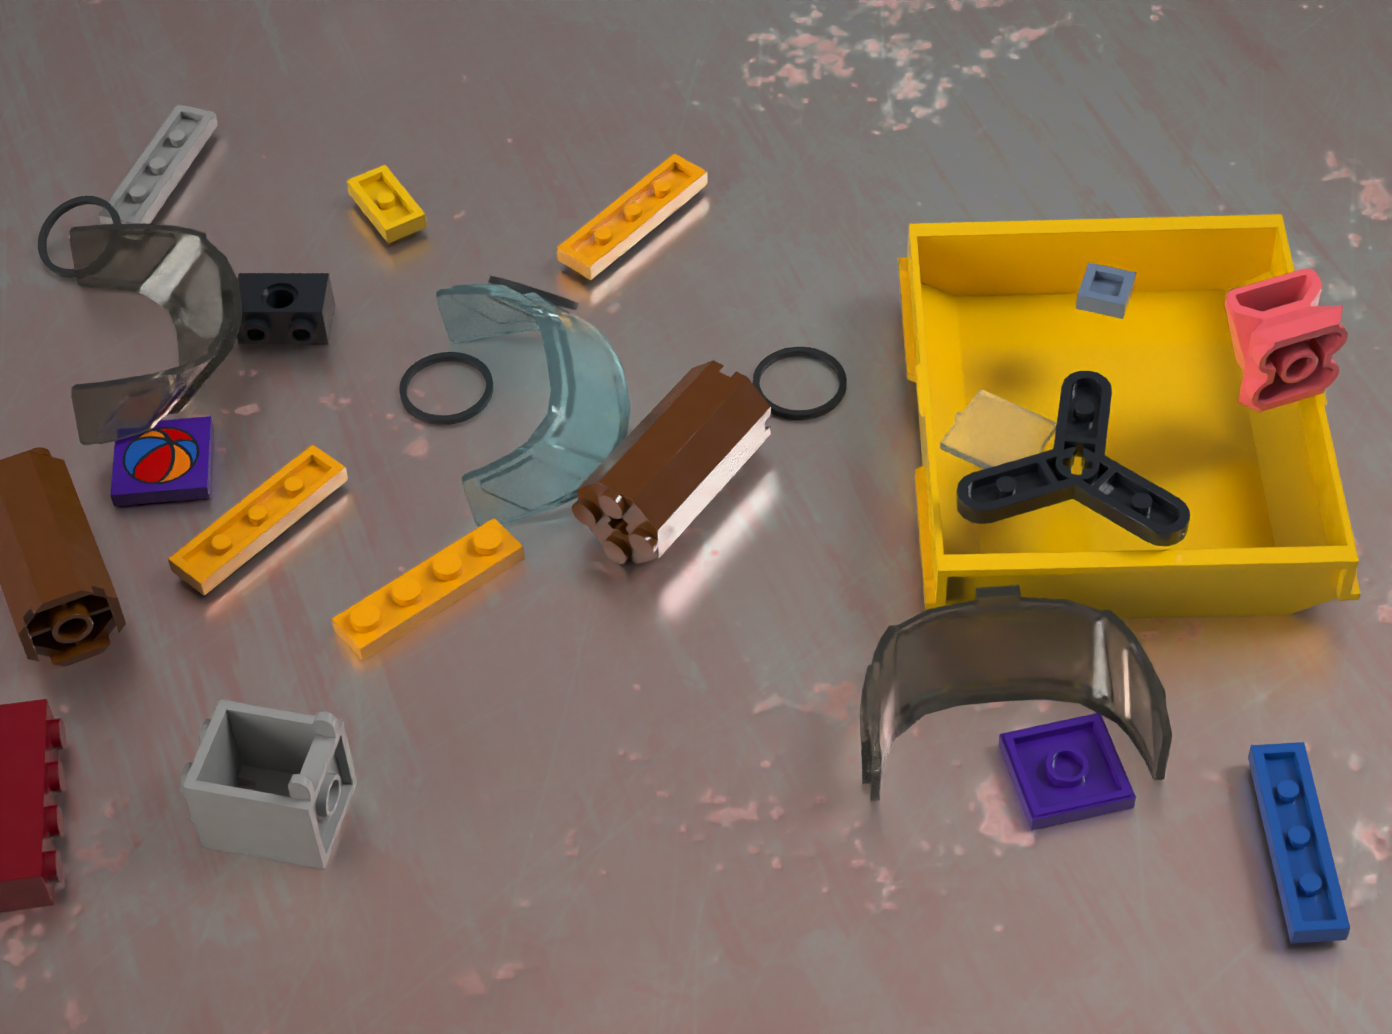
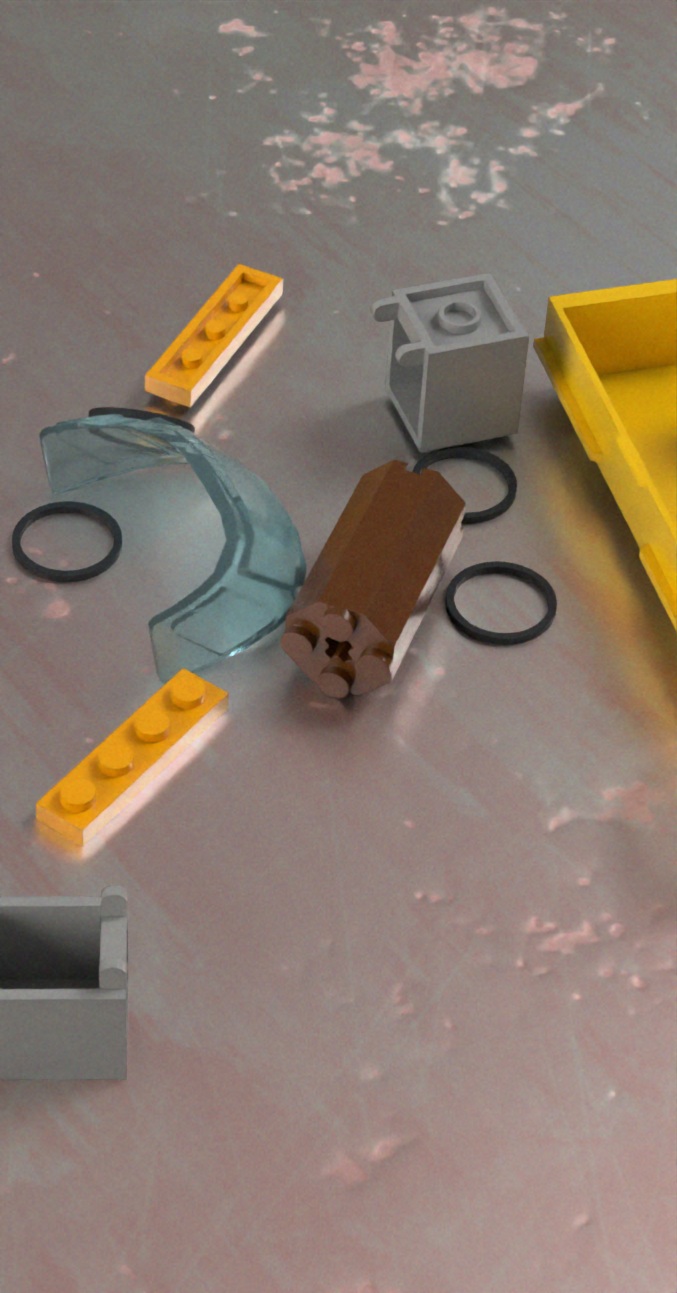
camera: 20 degrees left, 5 degrees down
(790, 531) = (494, 637): none -> black piece
(810, 270) = (454, 360): none -> light grey container

